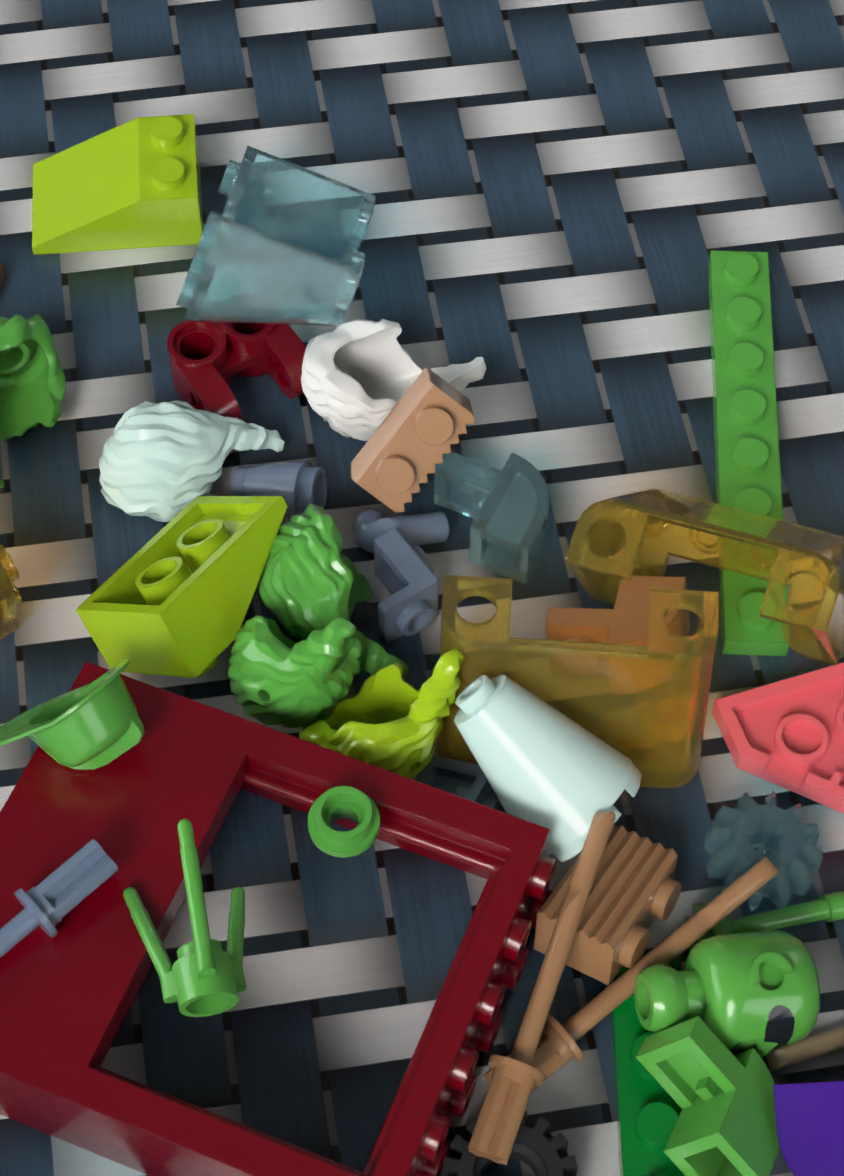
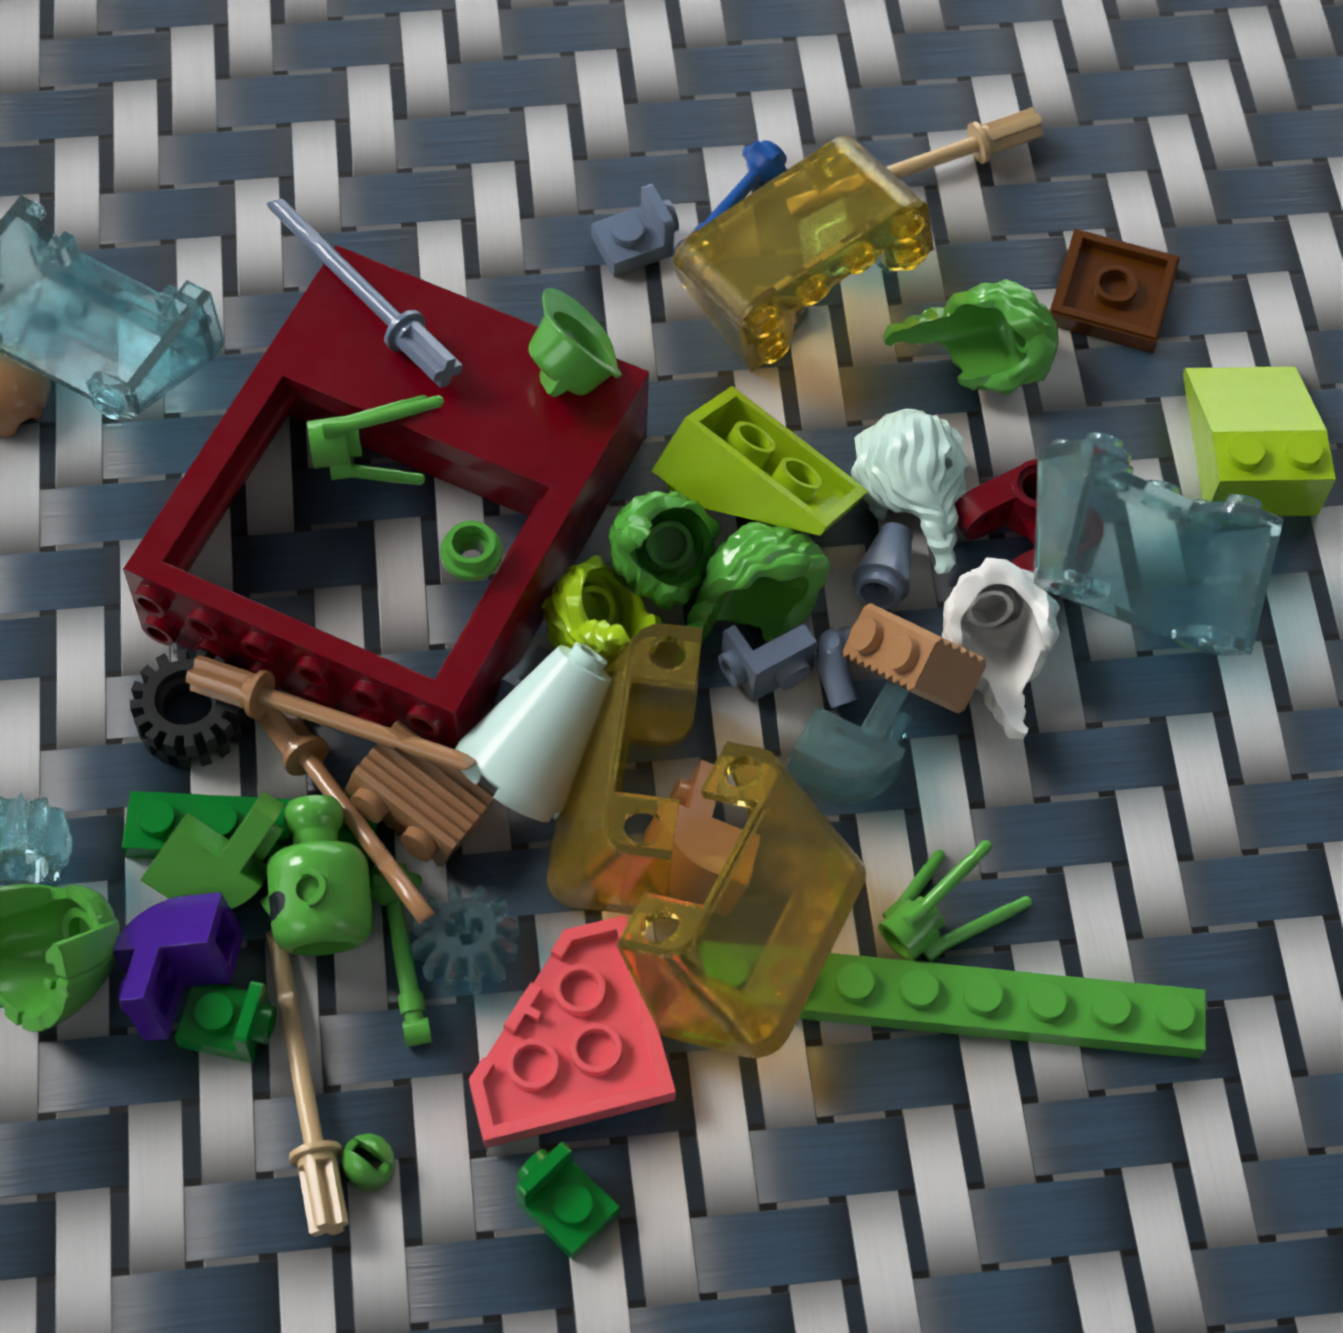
camera: 90 degrees right, 5 degrees up
(681, 458) = (914, 924): none -> bright green plant

